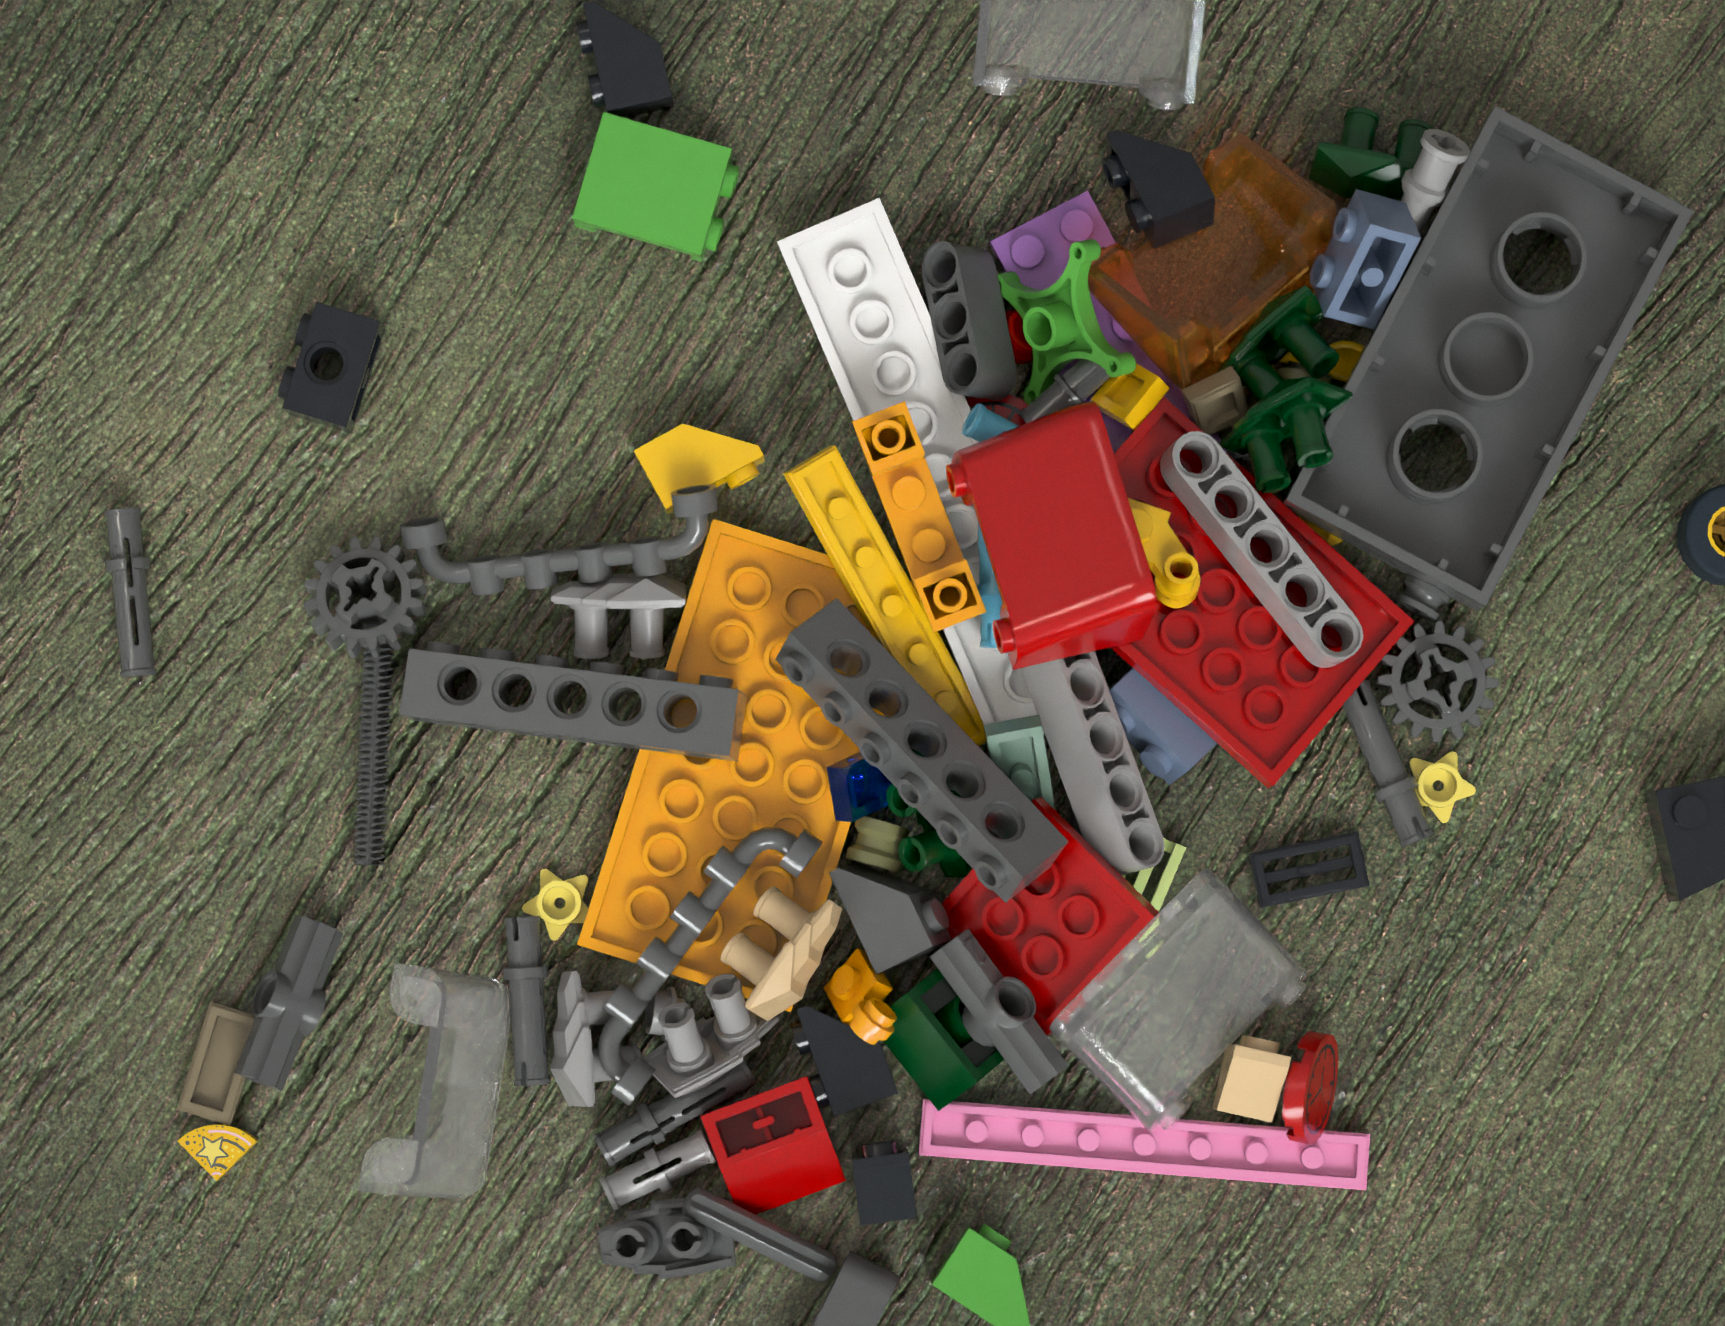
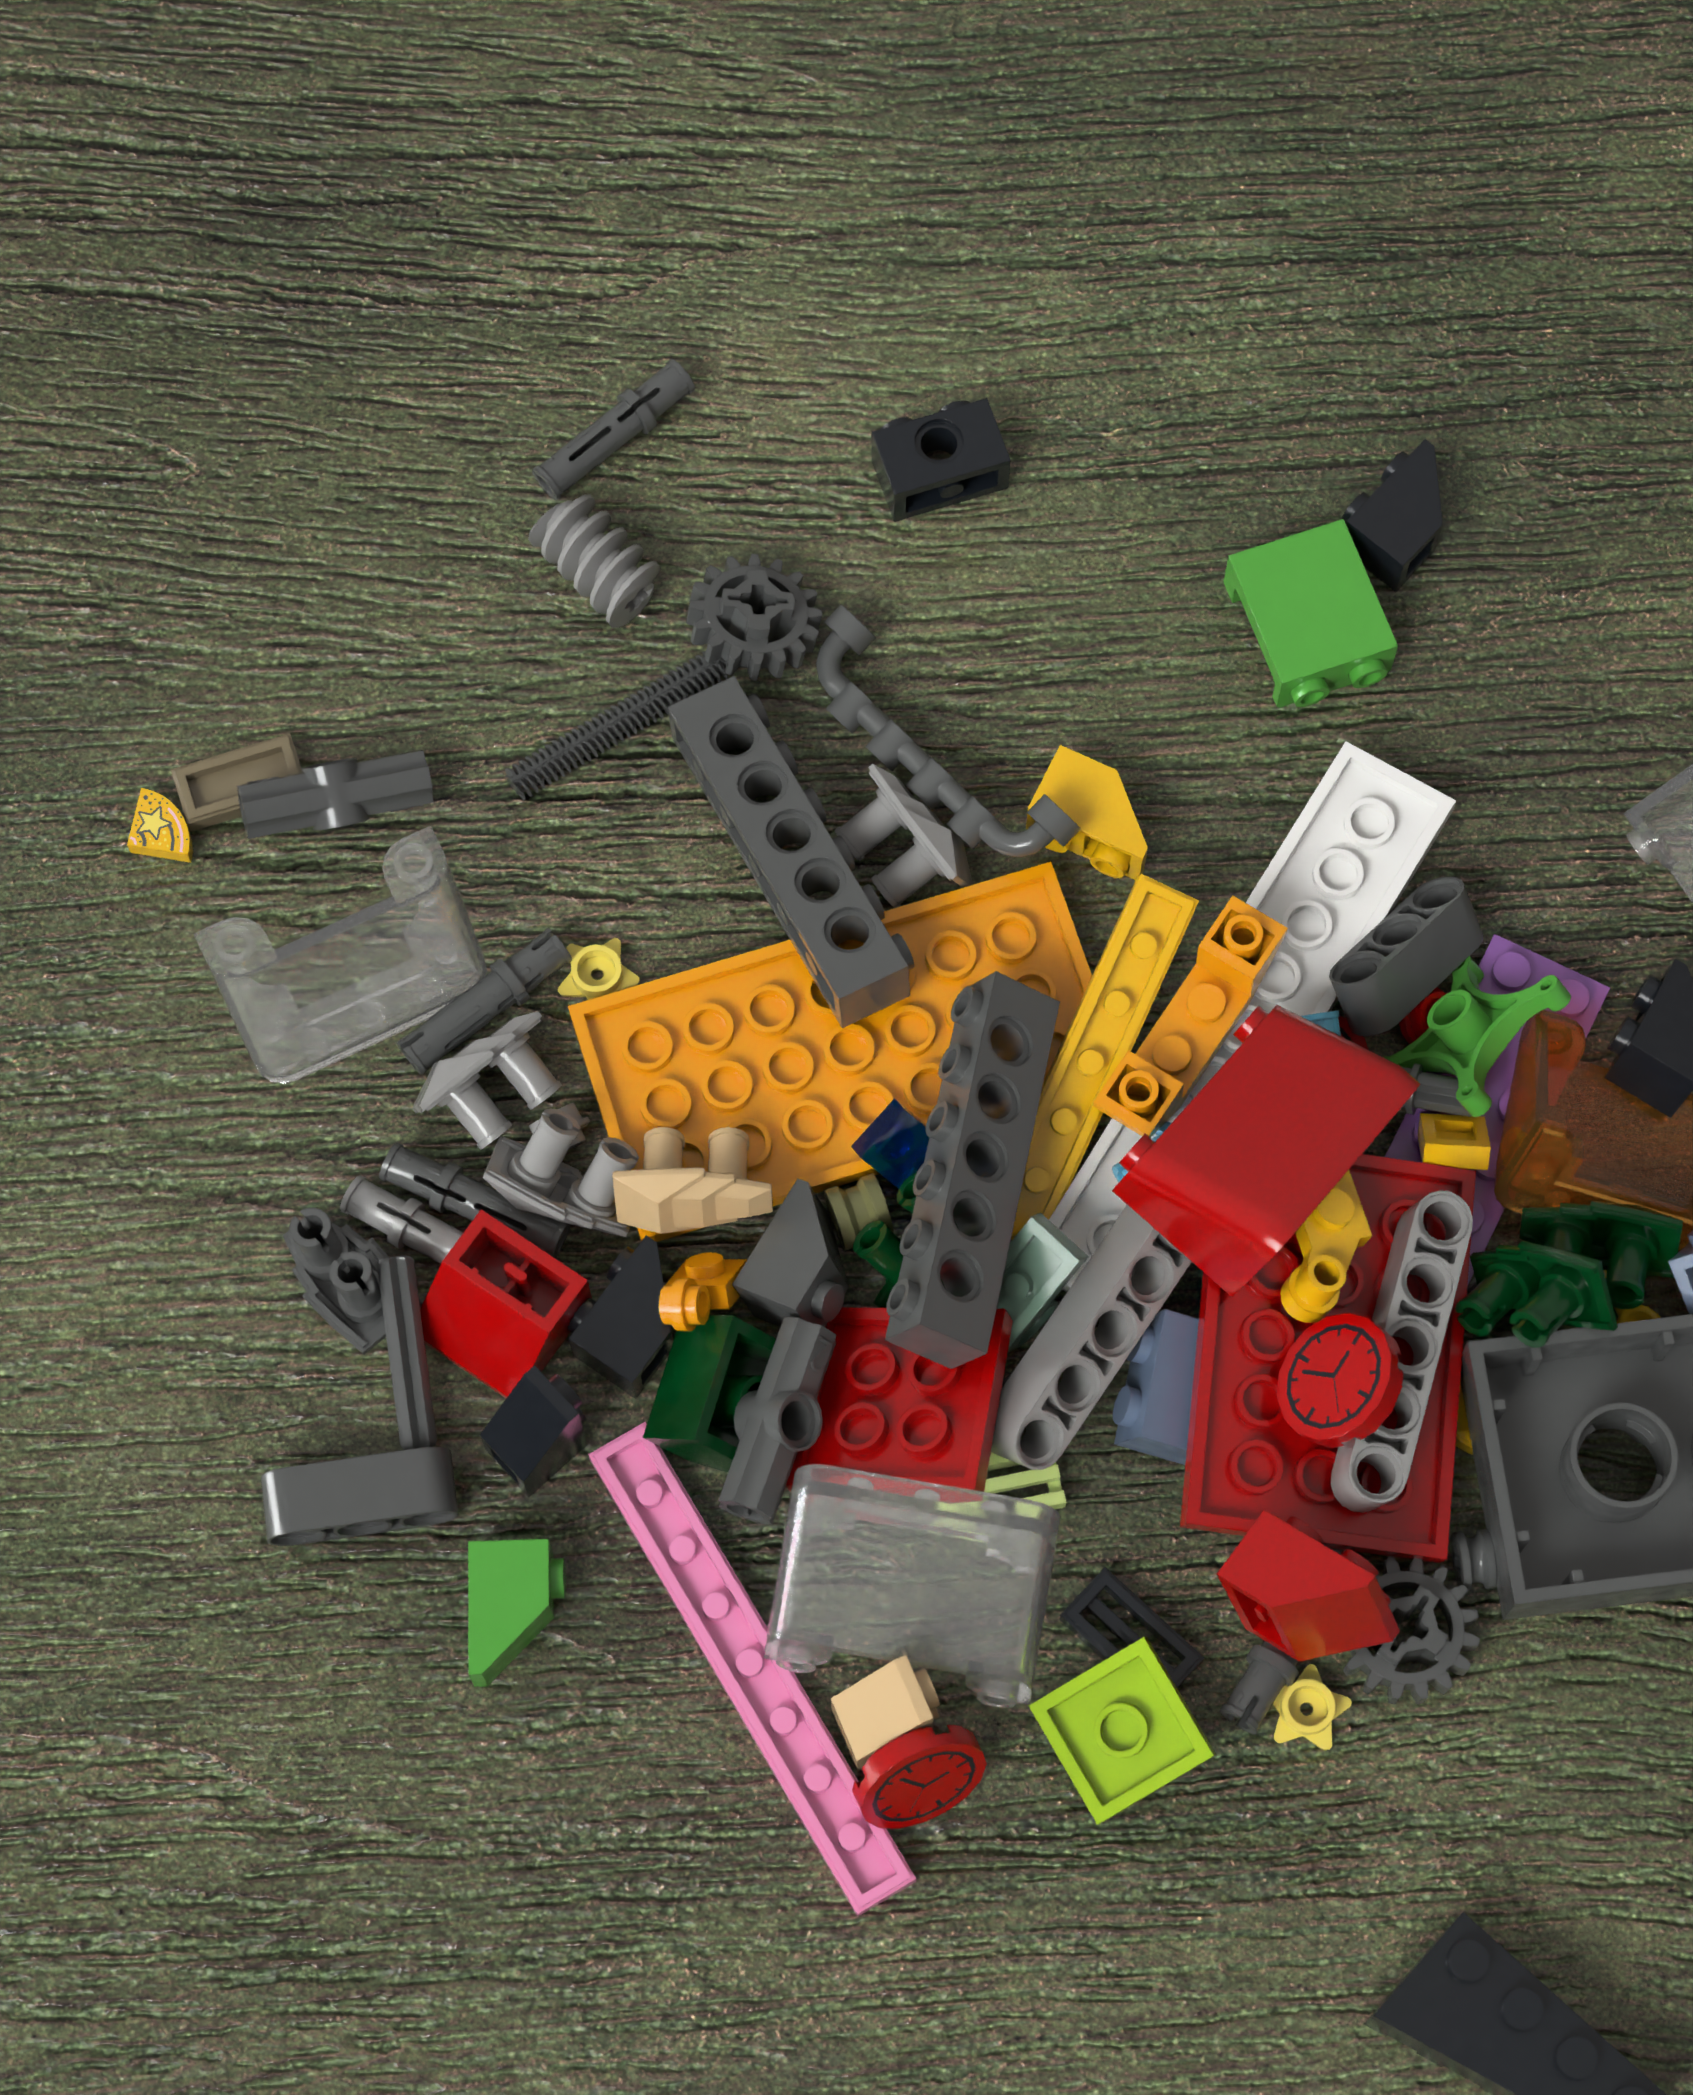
camera: 60 degrees right, 15 degrees down
(232, 680) = (595, 559): none -> light grey piece
(662, 957) = (608, 1084): dark grey bar -> none
(1216, 401) = (1507, 1219): dark tan tile -> none
(1257, 612) = (1339, 1380): none -> red tile
(1371, 925) = (1122, 1730): none -> lime plate
(1379, 745) = (1304, 1593): none -> red slope

